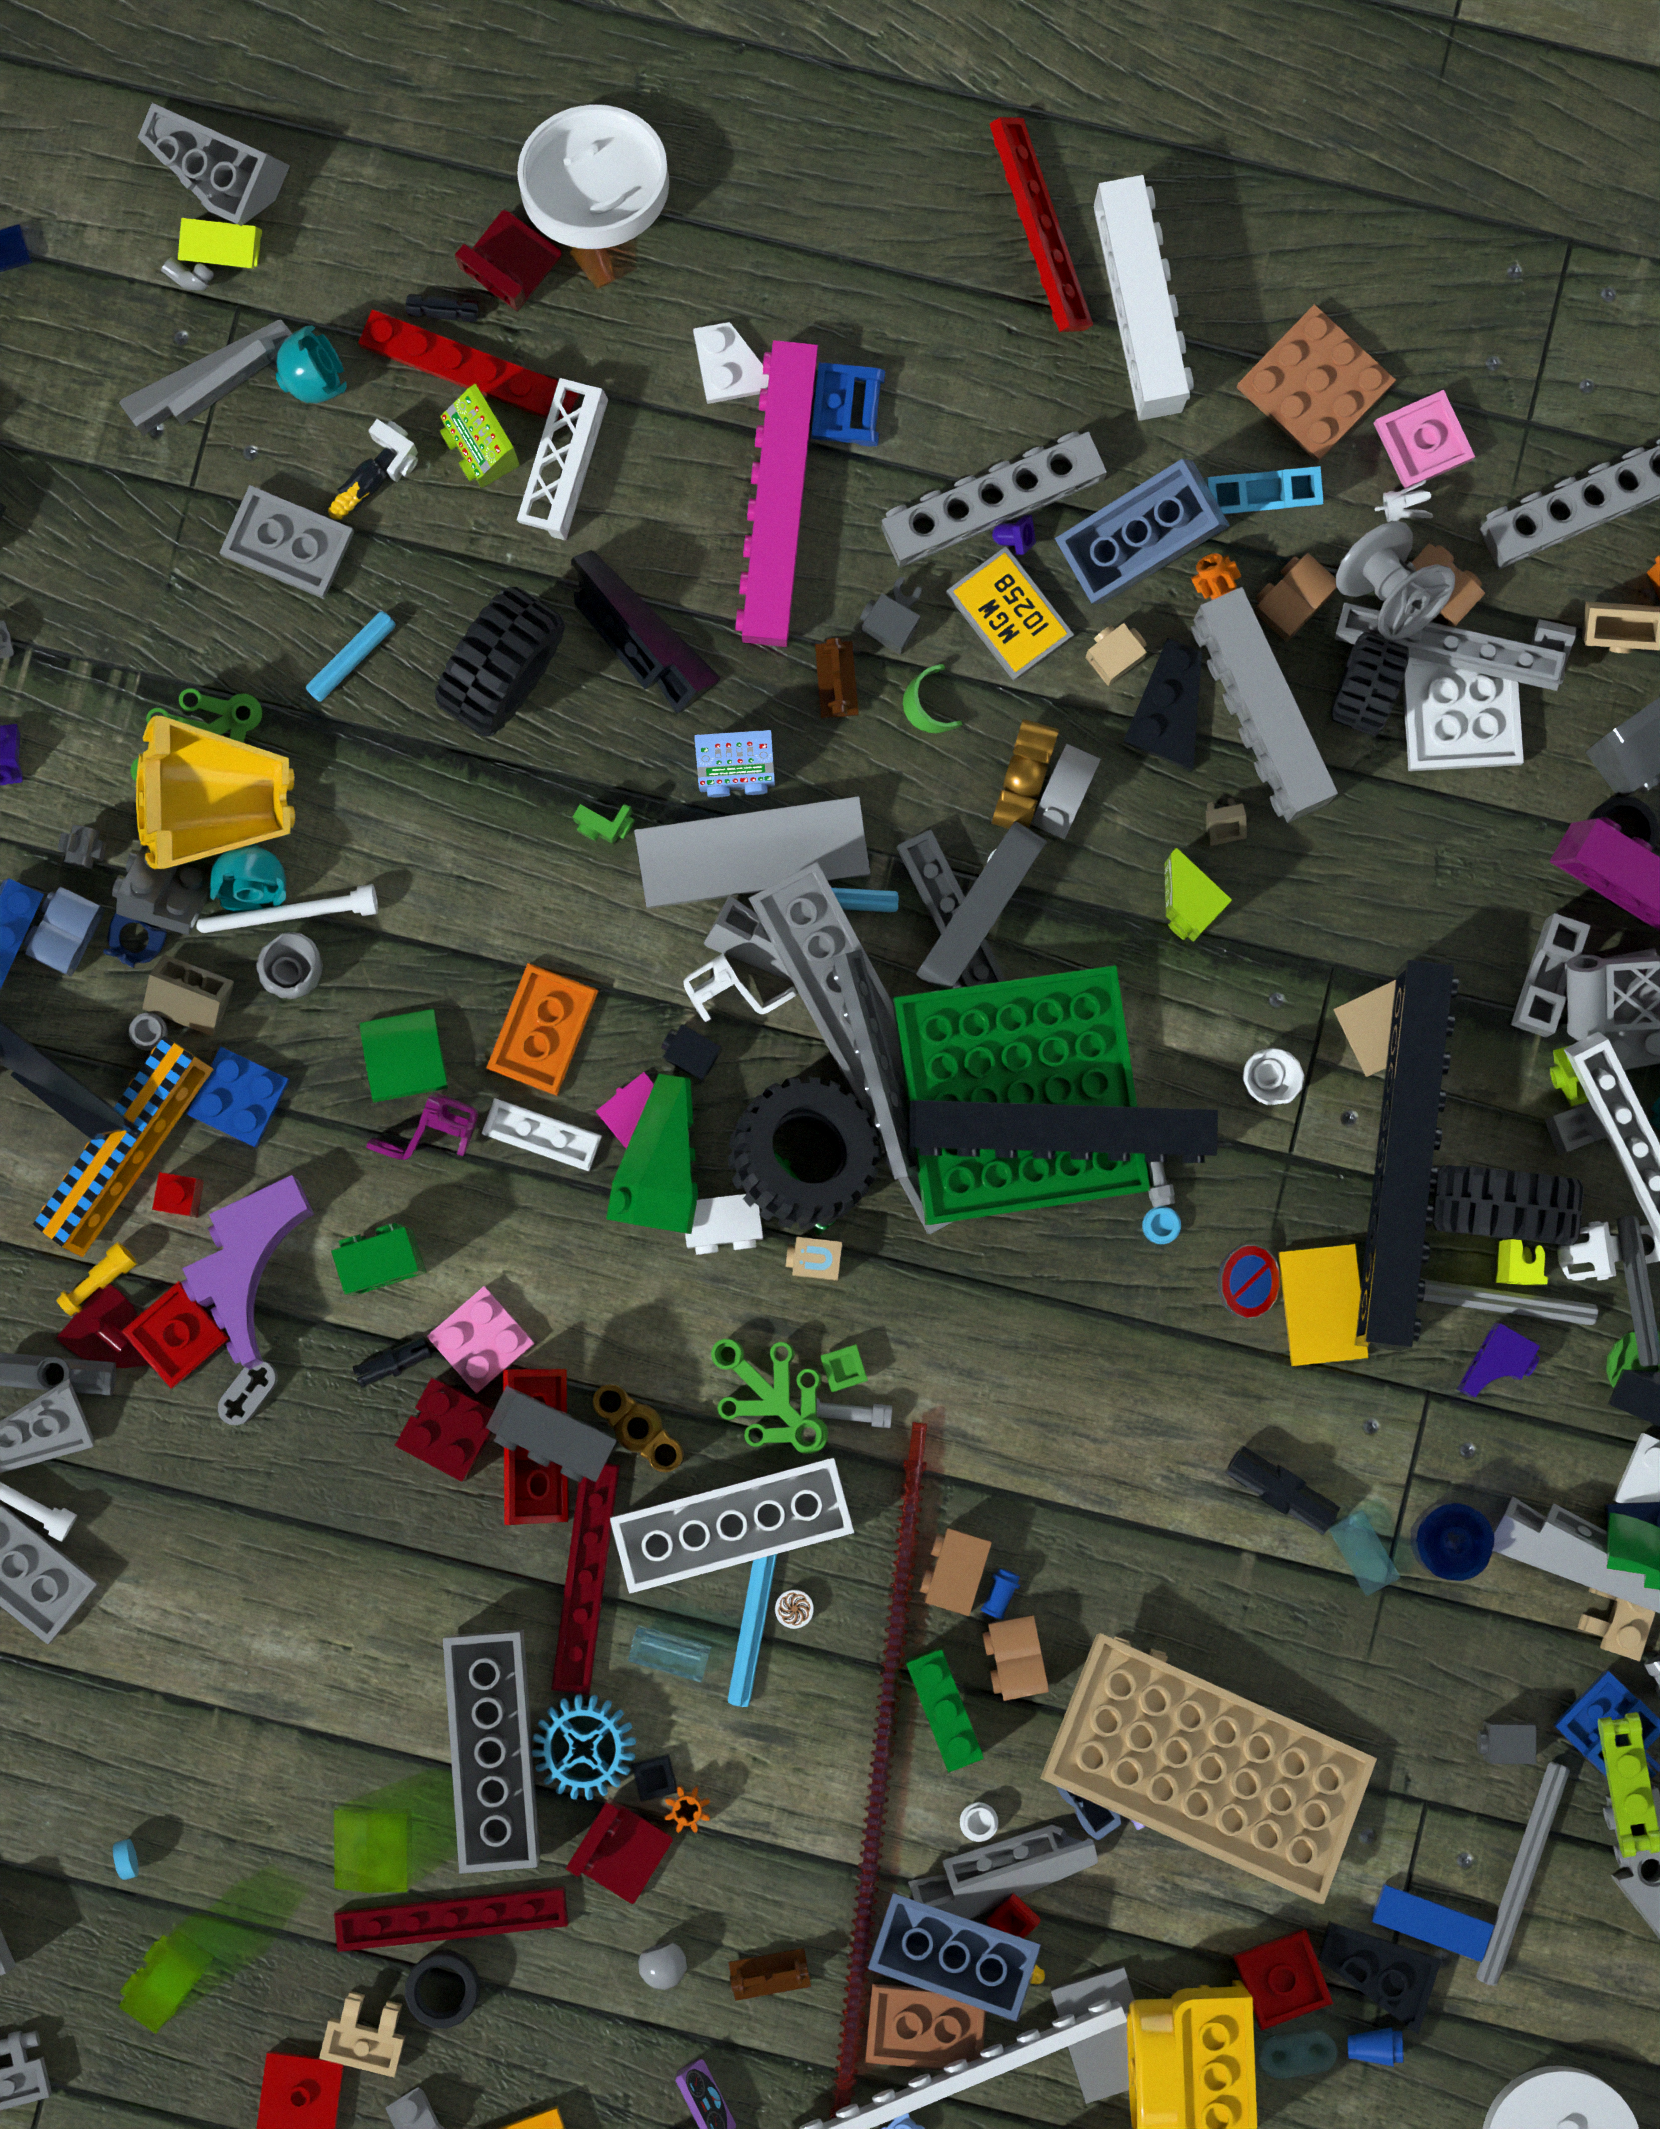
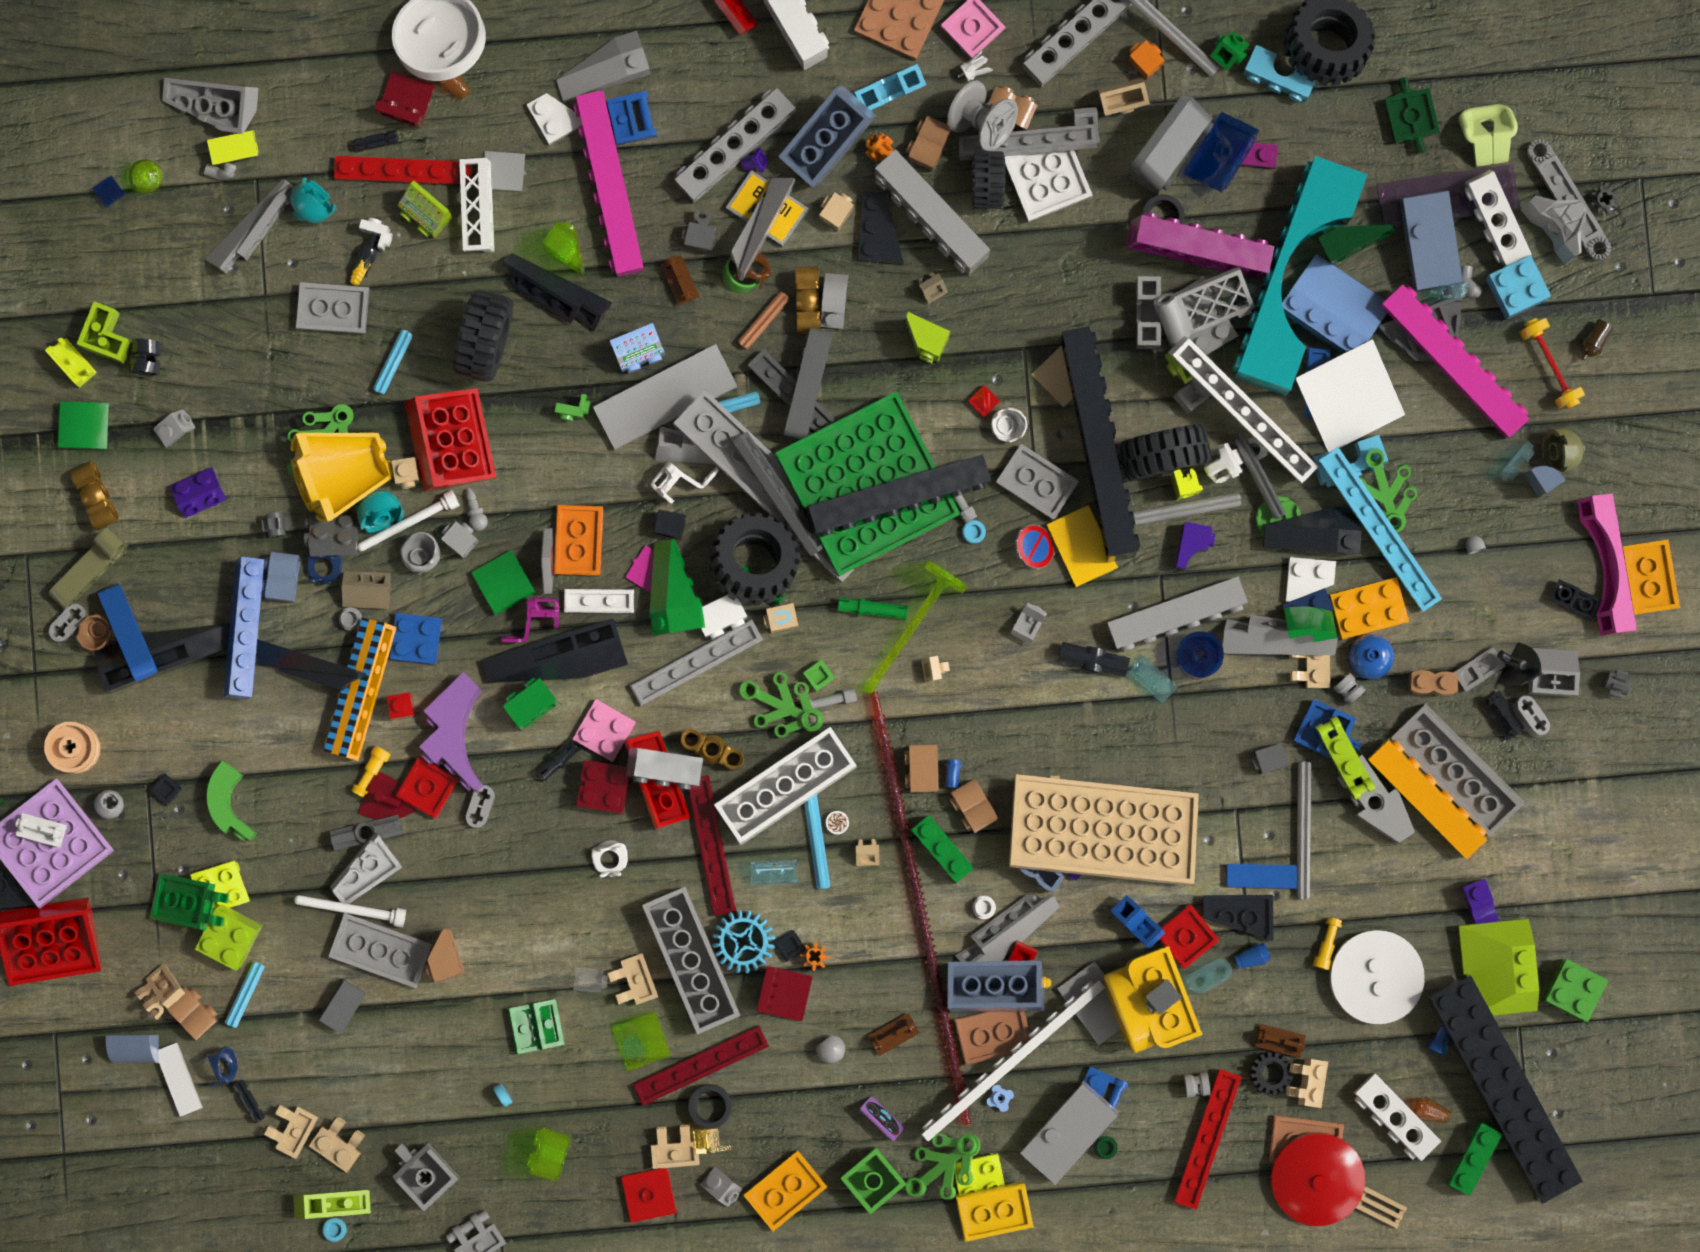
camera: 20 degrees left, 0 degrees up
(70, 243) = (145, 176): none -> clear neon green hair
(107, 1616) = (444, 958): none -> medium nougat slope
(214, 1768) = (535, 1026): none -> slope
(311, 834) = (406, 472): none -> tan brick
(324, 1724) = (590, 980): none -> clear bracket
(359, 964) = (459, 538): none -> light grey brick
(397, 805) = (450, 439): none -> red slope
(397, 945) = (477, 520): none -> light grey bar
(399, 1750) = (638, 978): none -> tan plate
(420, 2048) = (708, 1141): none -> clear yellow panel
(424, 1523) = (609, 845): none -> white piece
(456, 1203) = (564, 656): none -> black wedge
(481, 1045) = (547, 560): none -> light grey tile
(628, 421) = (506, 170): none -> light grey piece
(659, 1282) = (696, 662): none -> light grey tile
(677, 565) = (565, 246): none -> clear neon green slope
(824, 1676) = (867, 854): none -> tan tile
(843, 313) = (609, 66): none -> light grey wedge
(945, 785) = (763, 320): none -> nougat axle
(962, 679) = (762, 260): none -> reddish brown piece
(971, 1295) = (878, 609): none -> green pin
(991, 634) = (760, 224): none -> light grey wedge
(1025, 1419) = (932, 669): none -> tan tile
(1090, 1286) = (944, 580): none -> clear neon green tile
(1199, 1398) = (1028, 623): none -> light grey bracket
(1213, 1931) = (1137, 922): none -> blue brick
(1214, 2079) = (1161, 997): none -> dark grey brick
(1246, 1026) = (984, 401): none -> red tile
(1287, 1181) = (1037, 482): none -> light grey plate
(1437, 1463) = (1177, 613): none -> light grey brick
(1498, 2072) = (1326, 949): none -> yellow piece

